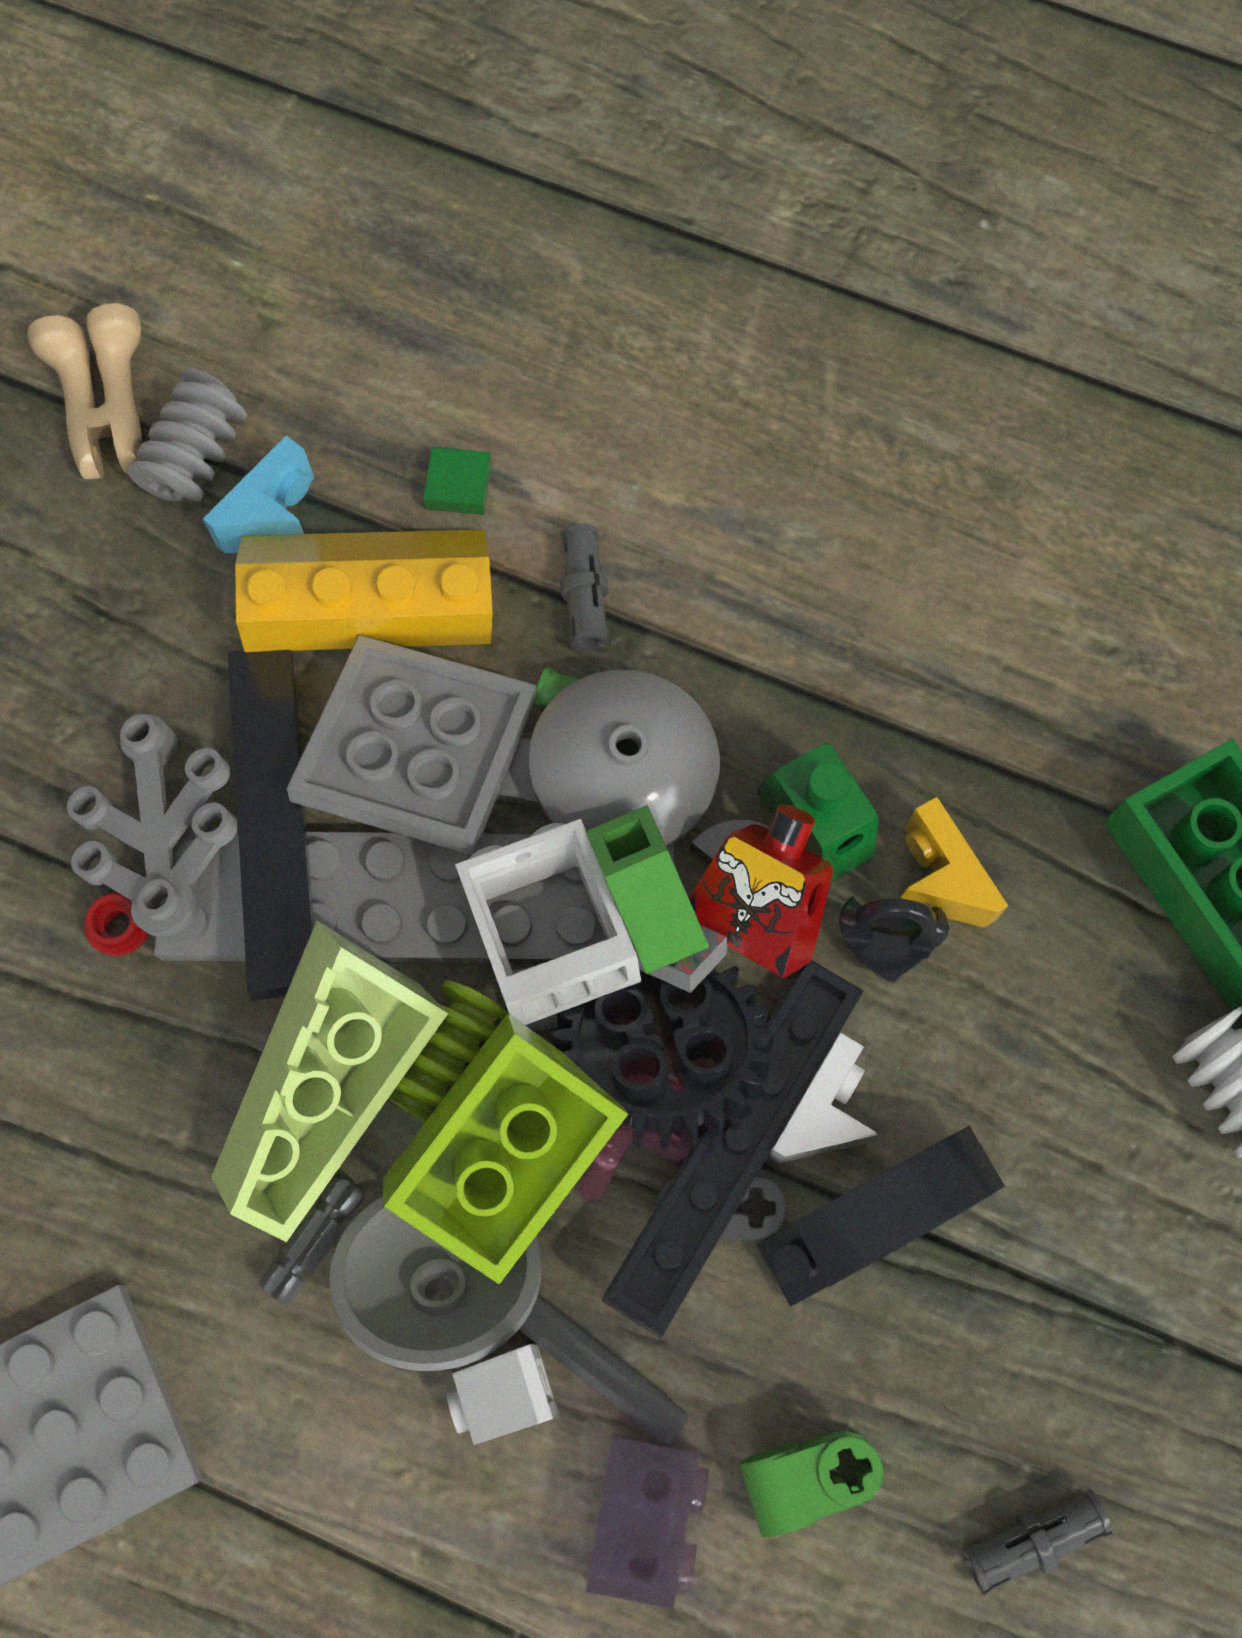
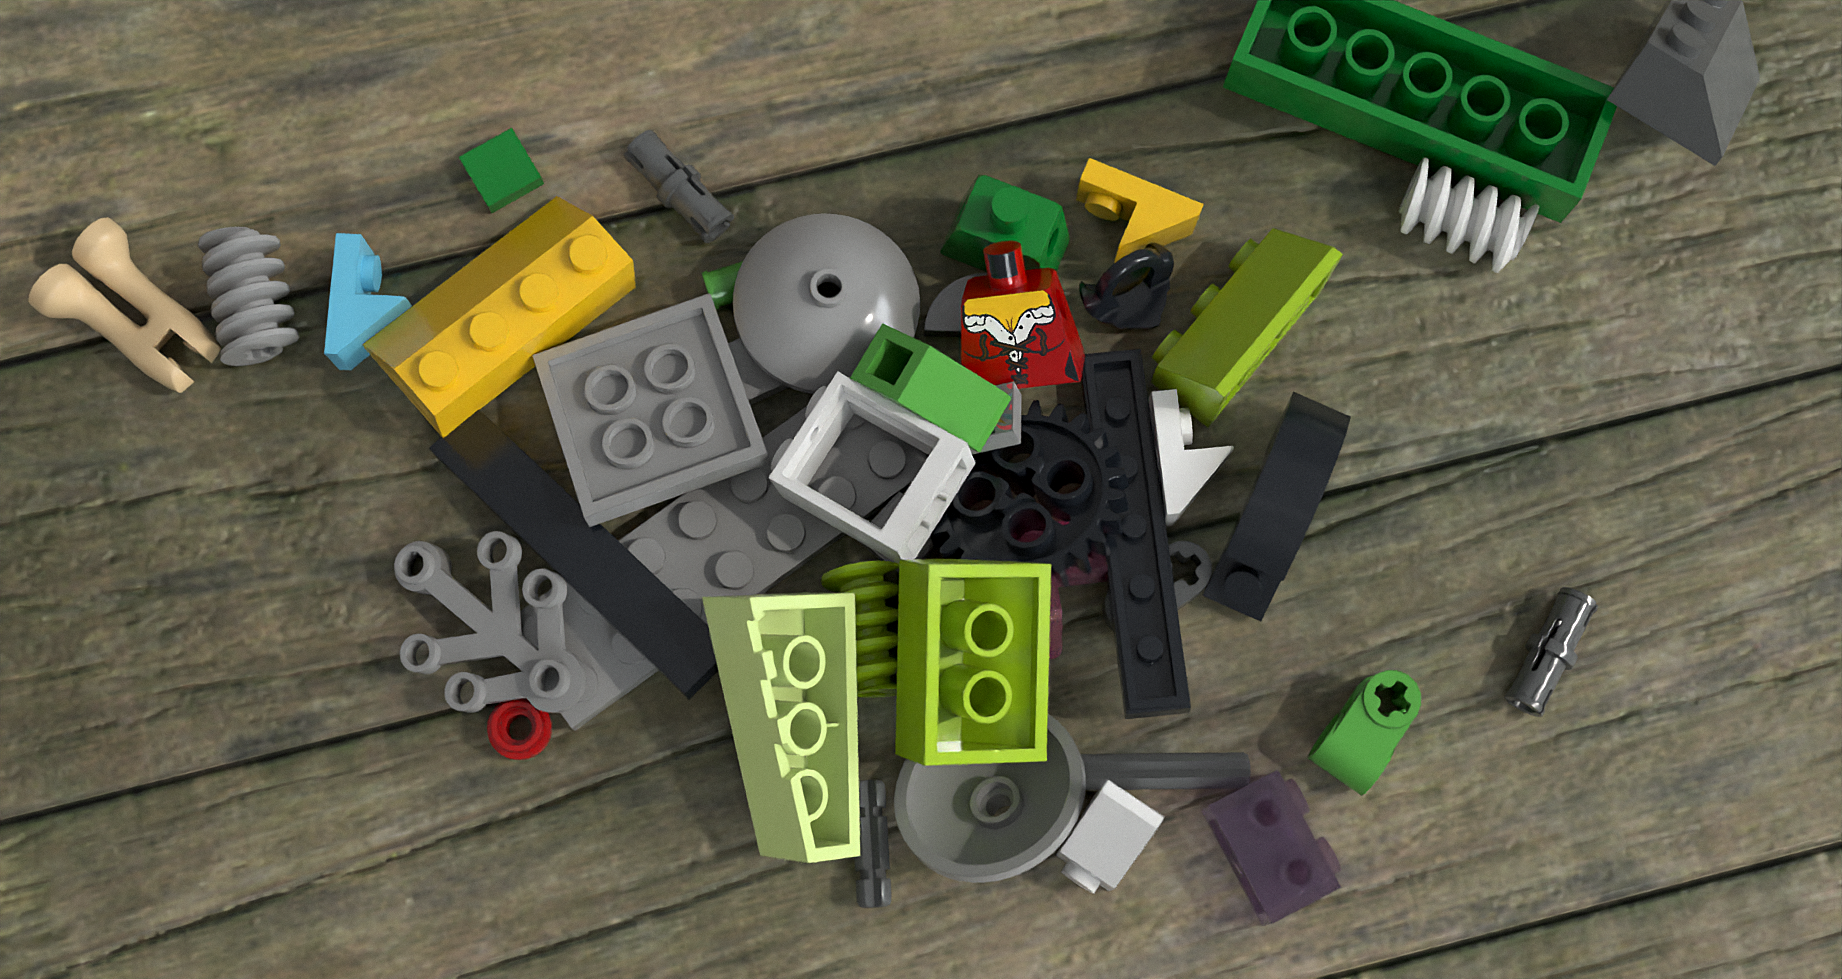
camera: 40 degrees left, 5 degrees up
(969, 1031) = (1242, 320): none -> lime slope

